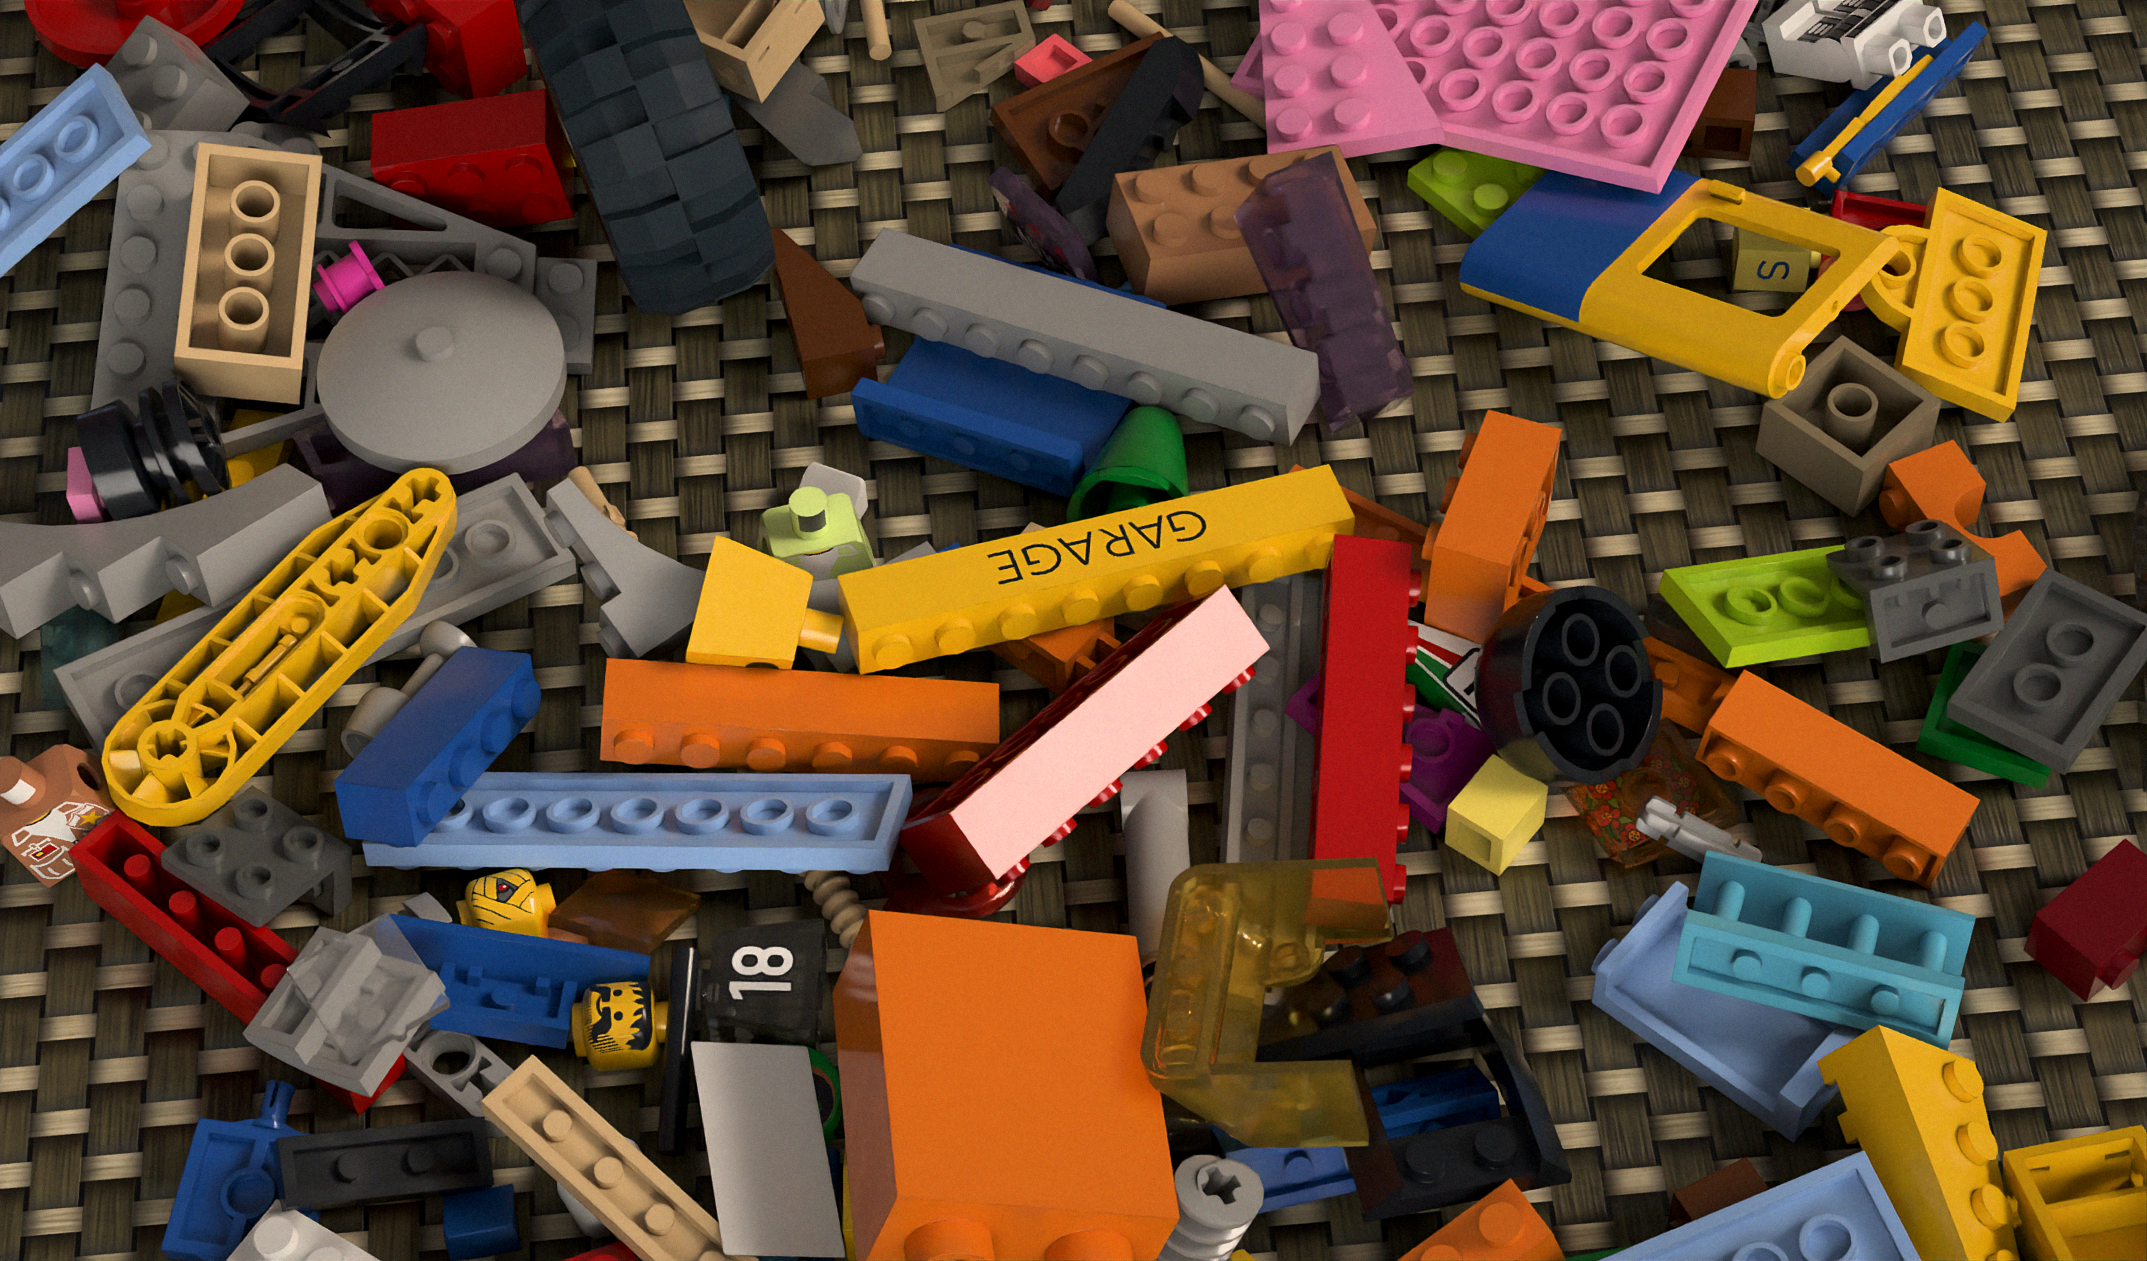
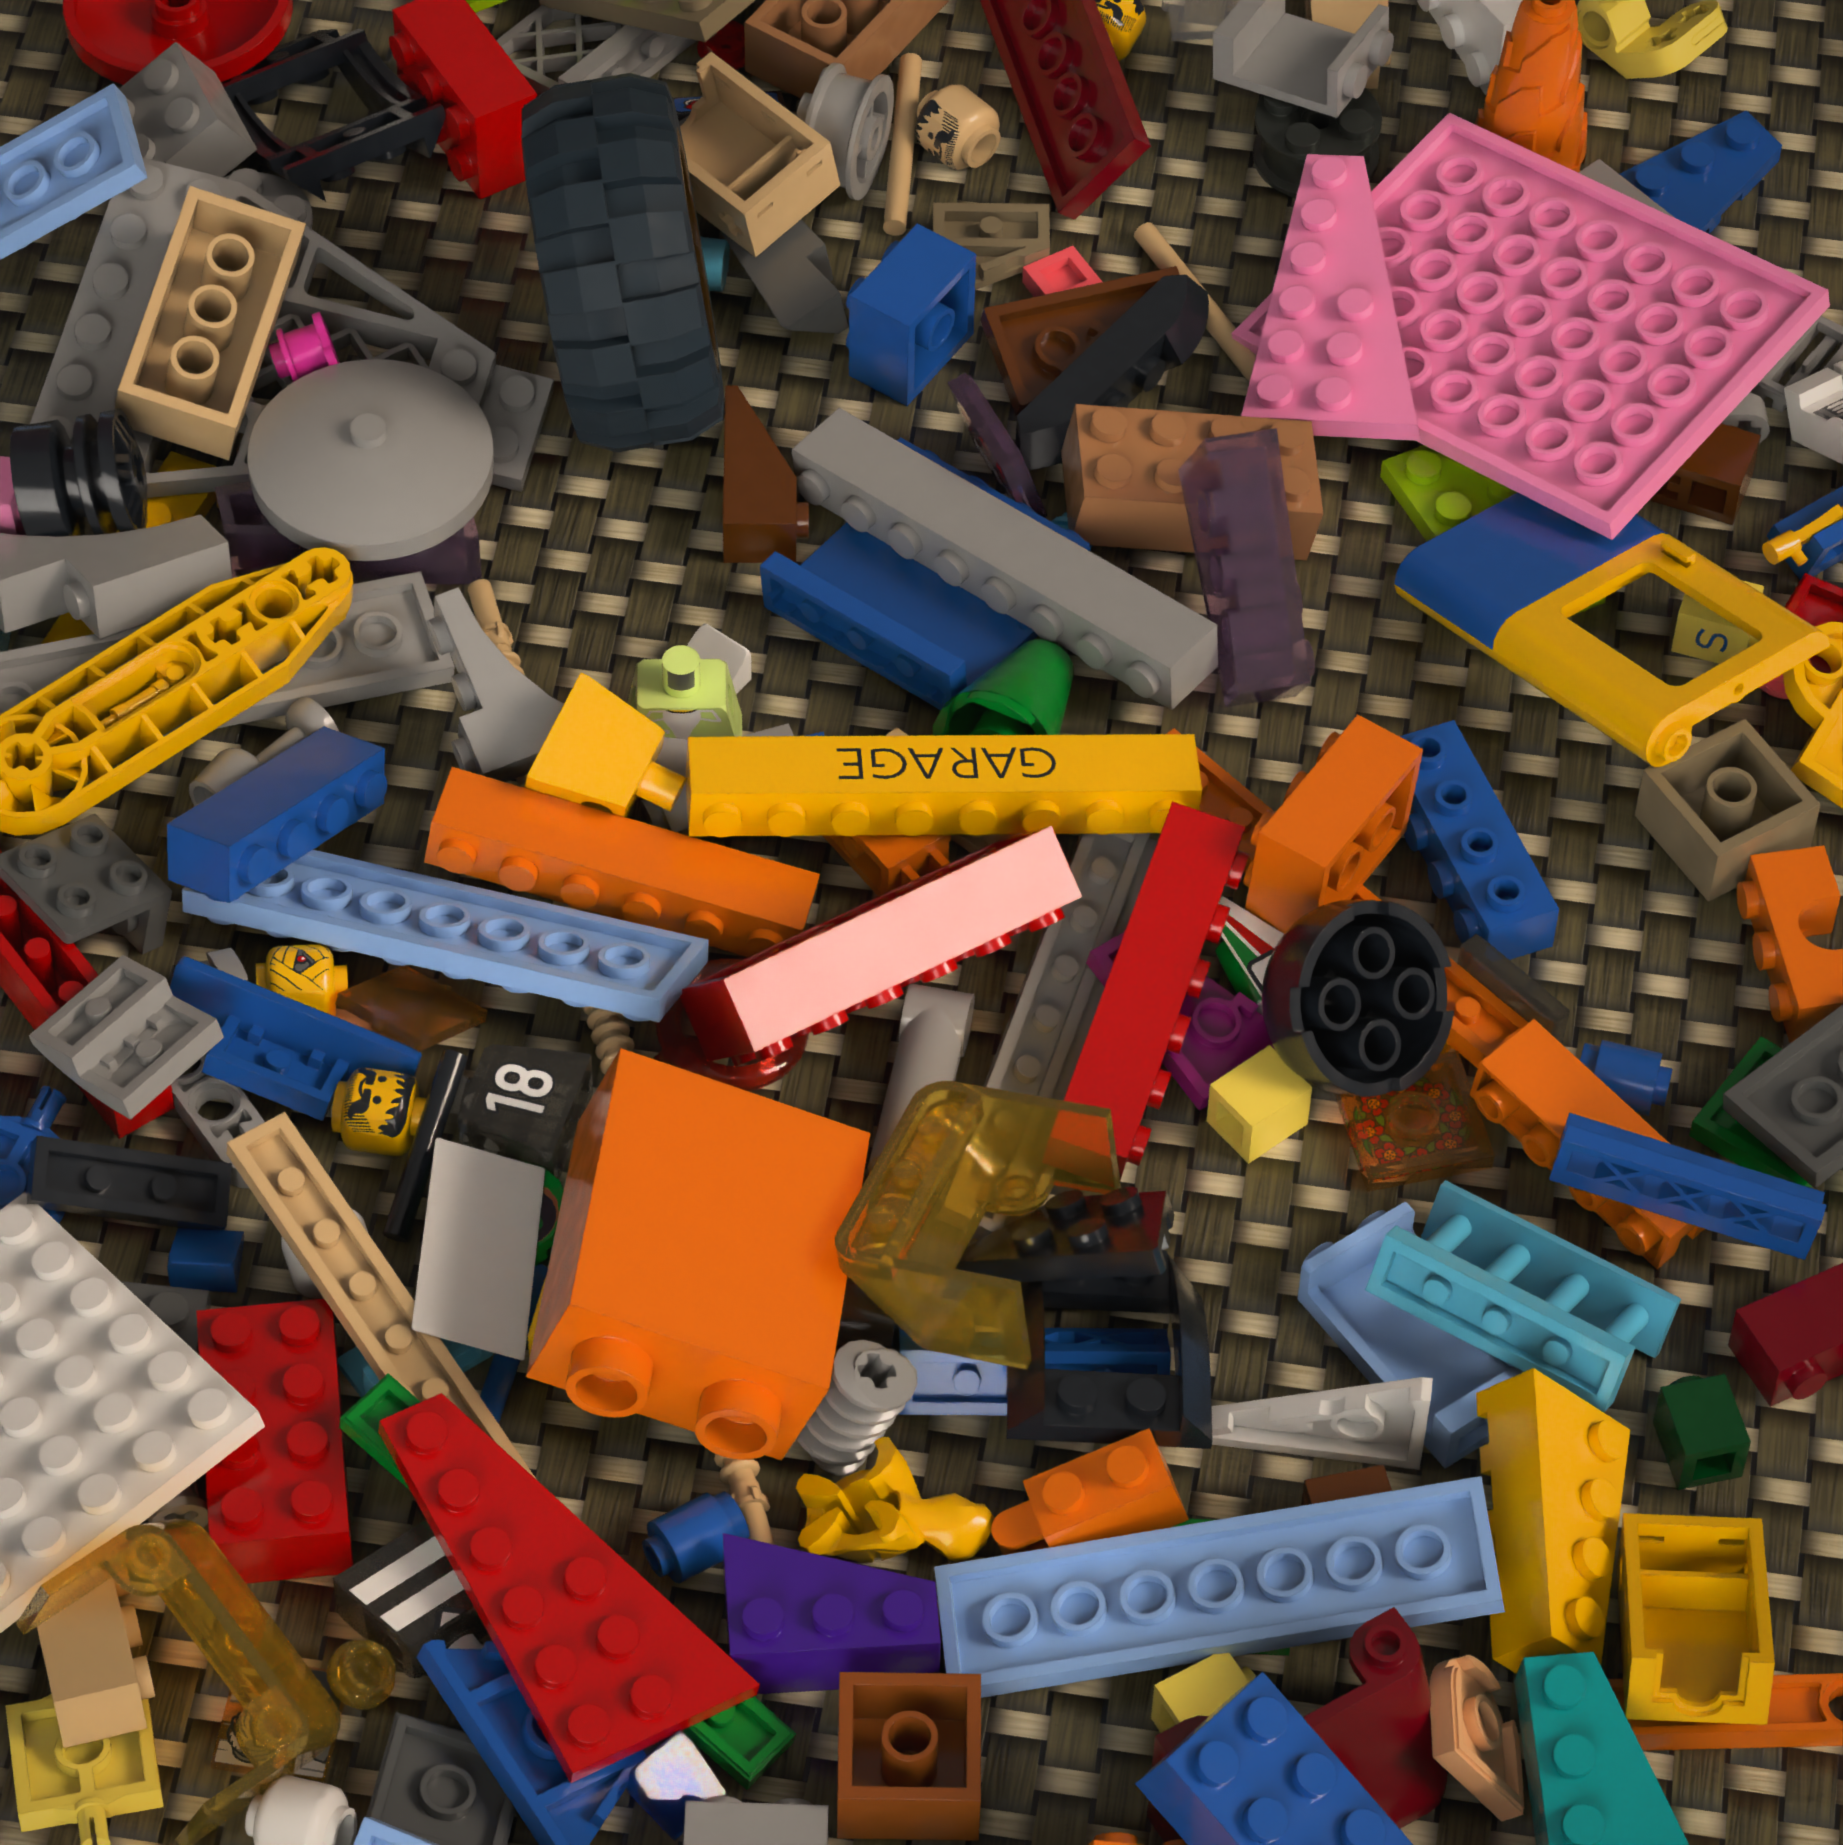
camera: 10 degrees right, 0 degrees up
(368, 988) = (151, 1019): clear piece -> none
(478, 158) = (456, 256): red brick -> none
(925, 125) = (911, 314): none -> blue brick
(1617, 512) = (1475, 850): none -> blue brick
(1688, 833) = (1437, 1162): light grey axle -> none
(1703, 1120) = (1352, 1424): none -> white wing
(1768, 607) = (1616, 969): lime plate -> none
(1846, 699) = (1629, 1073): none -> blue brick
(1921, 588) = (1731, 980): dark grey bracket -> none
(1951, 802) = (1688, 1186): none -> blue fence
(2036, 1044) = (1701, 1431): none -> dark green brick

